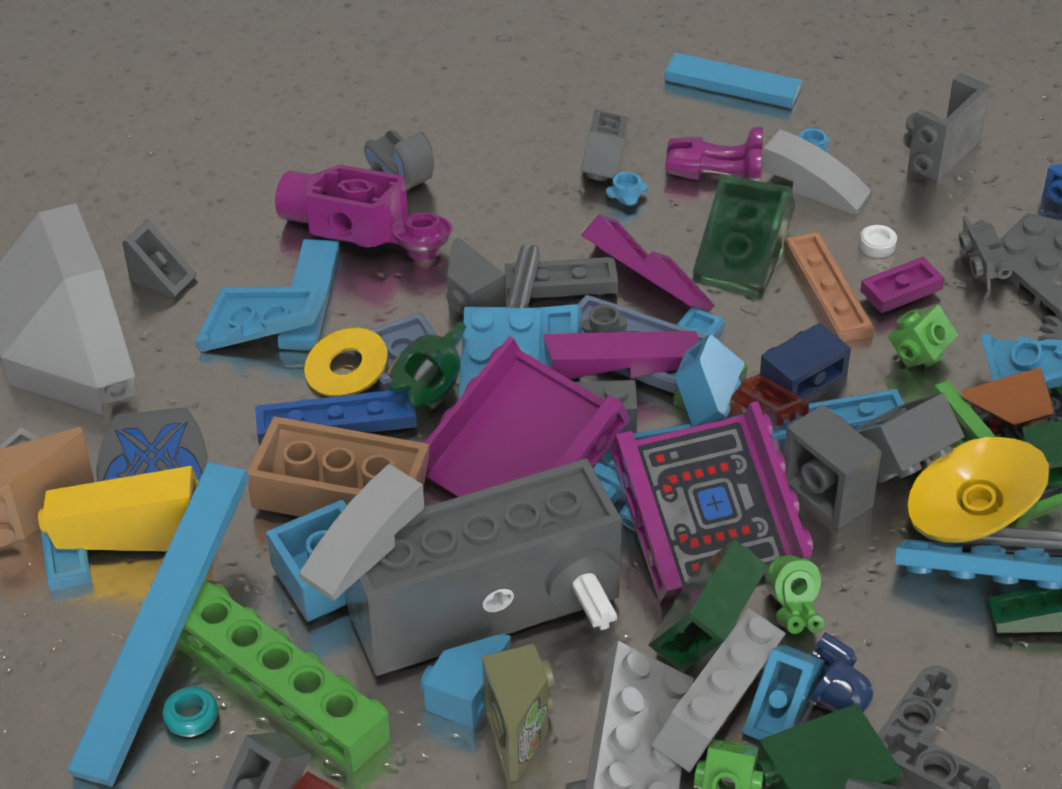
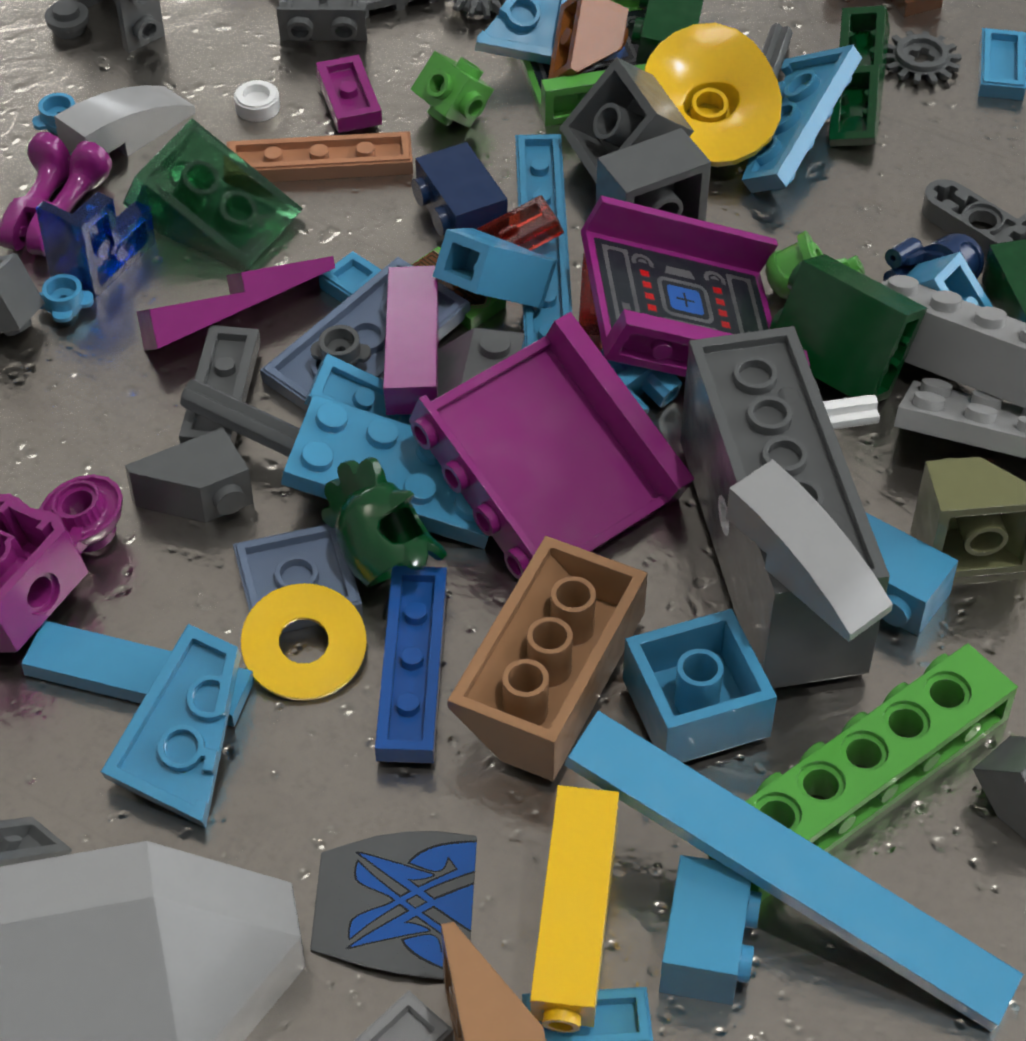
camera: 80 degrees left, 5 degrees up
(116, 592) = (707, 930): none -> dark azure brick
(192, 725) = (913, 858): teal piece -> none
(662, 185) = (94, 241): none -> clear blue panel

